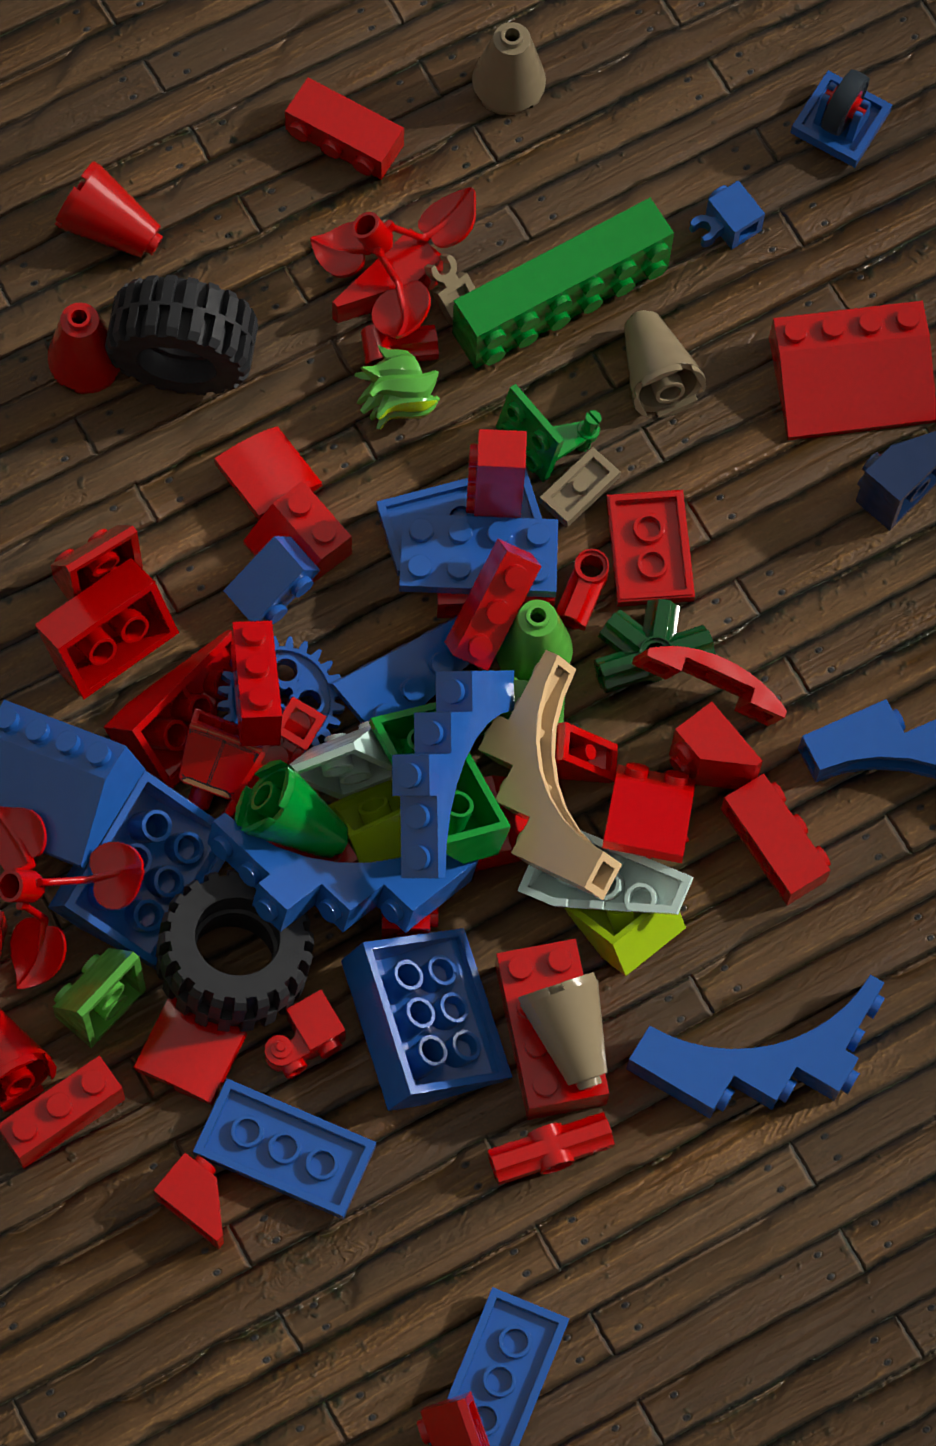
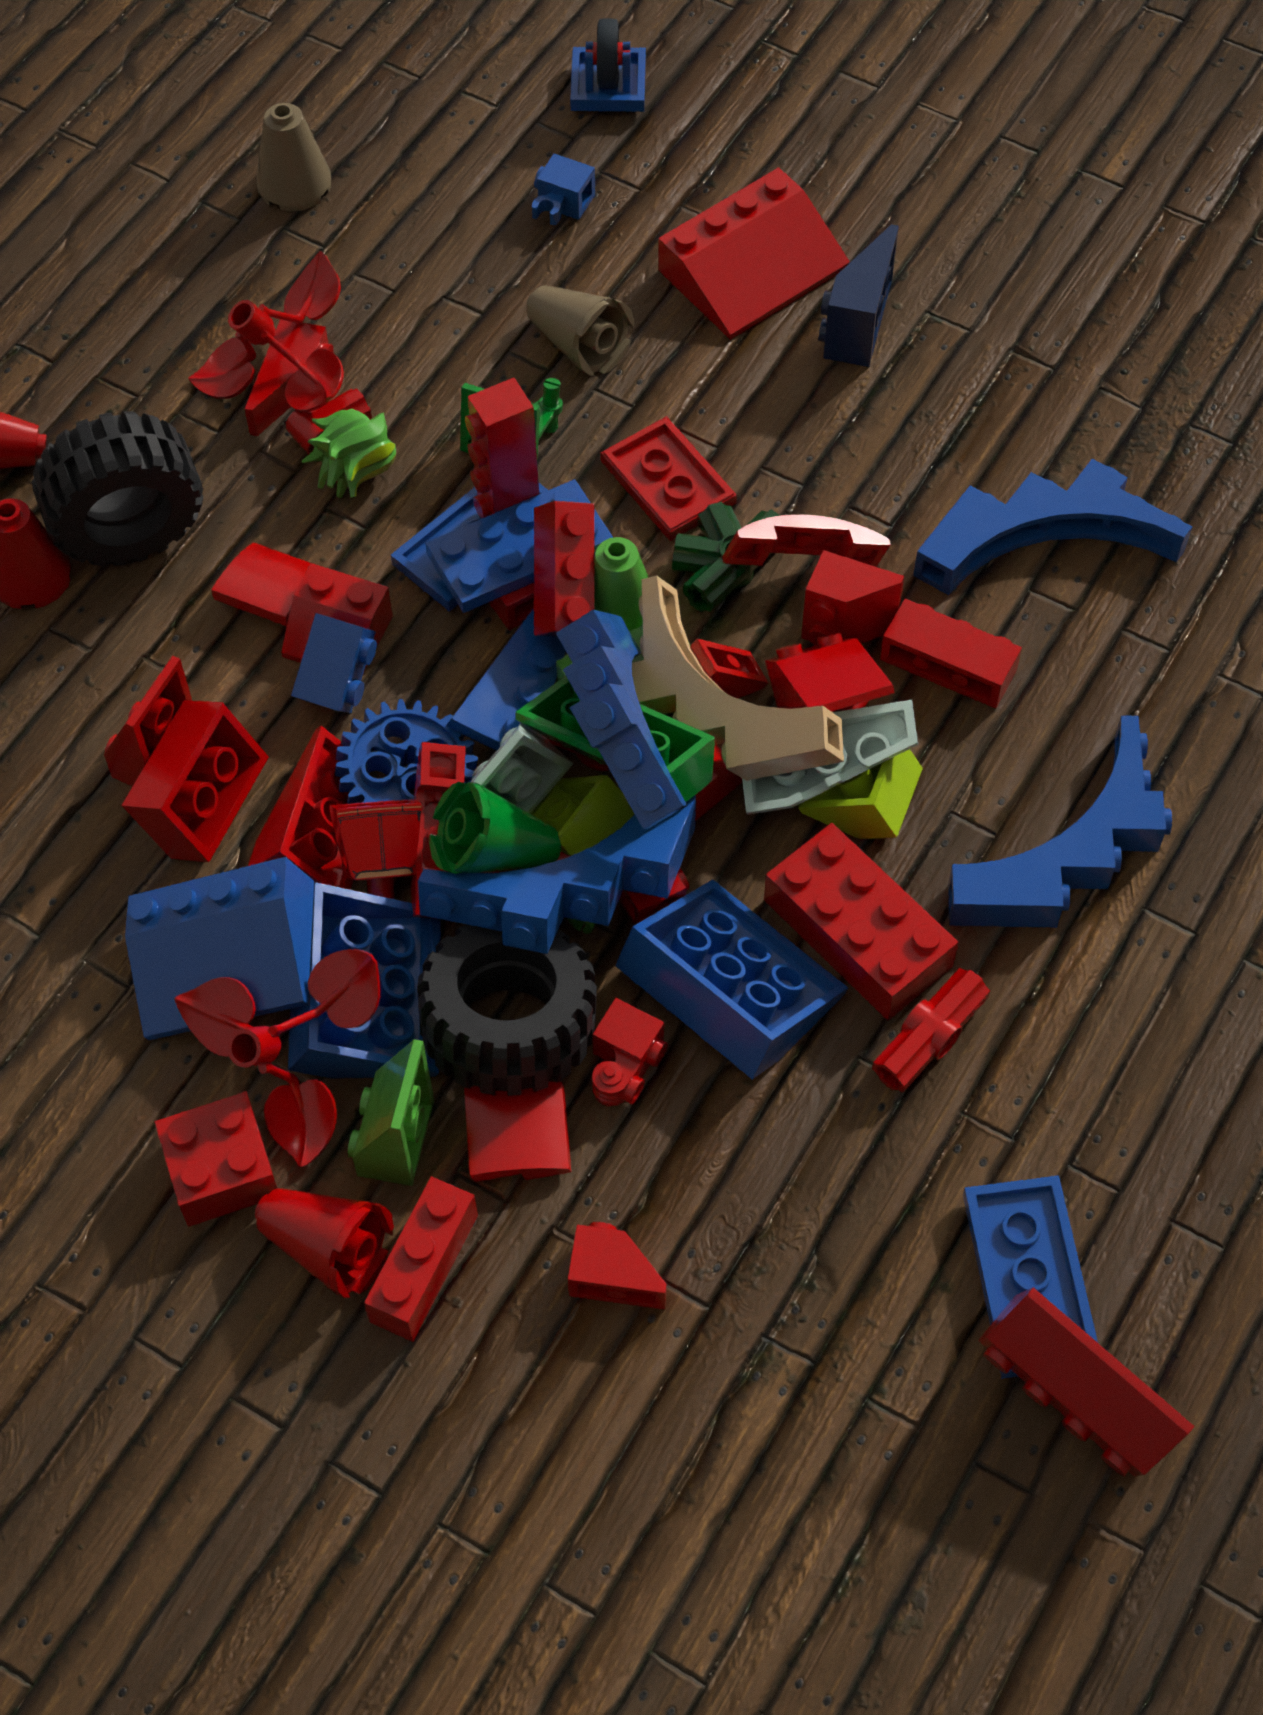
camera: 25 degrees left, 10 degrees down
(256, 683) = (380, 745): red brick -> none
(284, 1148) = (672, 1171): blue plate -> none
(344, 129) = (166, 276): red brick -> none
(451, 285) = (358, 356): dark tan plate -> none
(562, 284) = (448, 300): green brick -> none
(570, 1028) = (889, 891): dark tan cone -> none
(579, 487) = (572, 453): dark tan plate -> none
(583, 591) = (636, 528): red piece -> none

